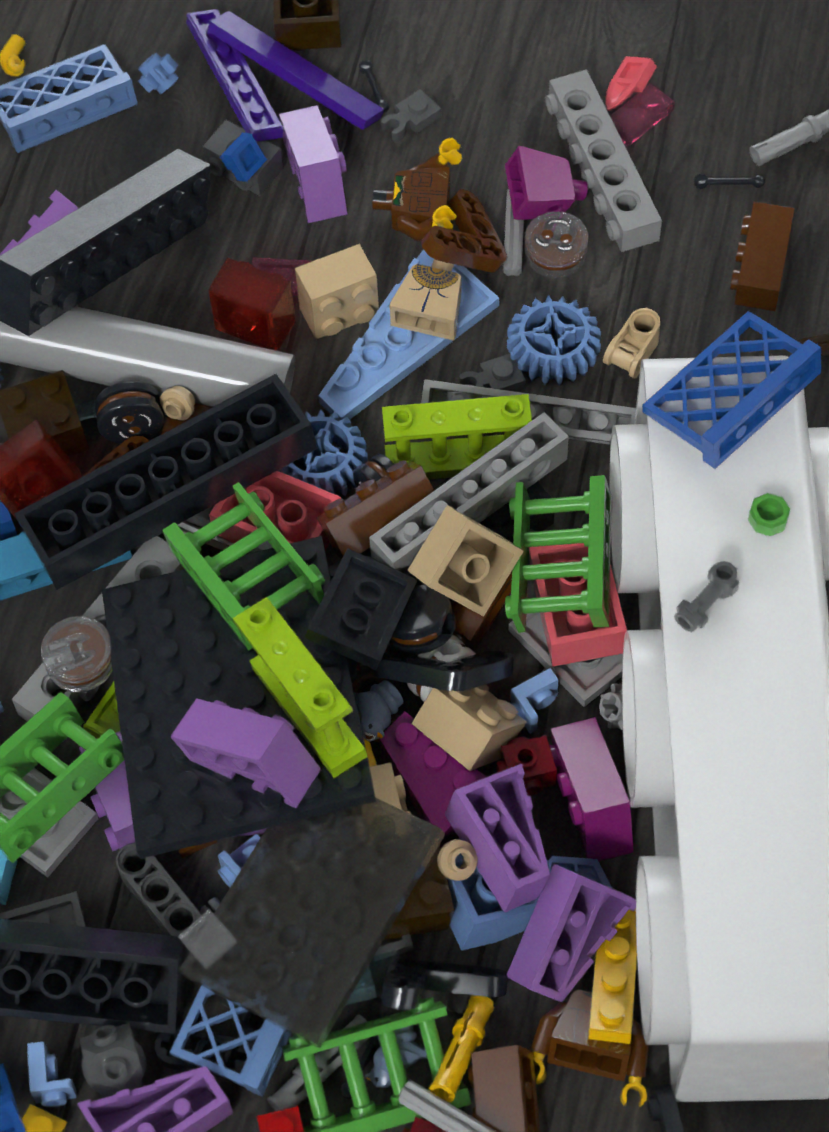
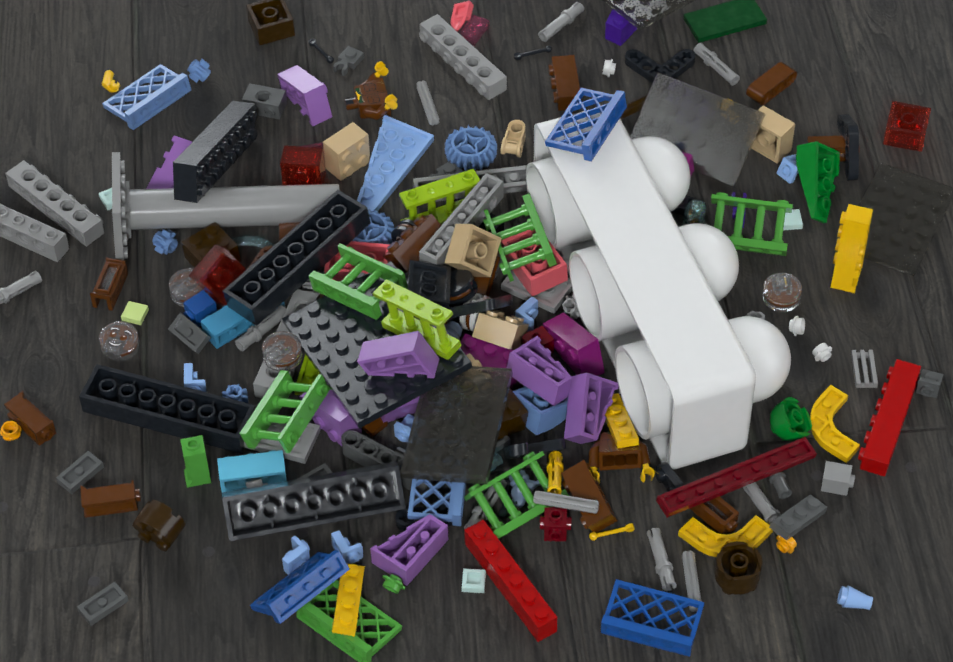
camera: 20 degrees left, 10 degrees down
(53, 599) = (255, 333): none -> light grey pin
(113, 1060) = (377, 528): dark grey hand -> none
(129, 411) = (258, 233): black head -> none
(177, 403) = (286, 219): tan plate -> none
(207, 939) = (410, 453): clear tile -> none
(236, 80) = (243, 61): dark purple tile -> none
(243, 157) = (269, 97): blue tile -> none
(295, 70) = (275, 51): dark purple tile -> none
(428, 300) = (398, 143): tan torso -> none
(447, 858) = (517, 389): tan plate -> none
(475, 243) = (406, 110): reddish brown beam -> none
(541, 183) = (434, 75): magenta torso -> none
(556, 244) = (453, 103): clear head -> none
(721, 585) = (615, 209): dark grey bar -> none
(769, 514) = (626, 173): bright green tile -> none

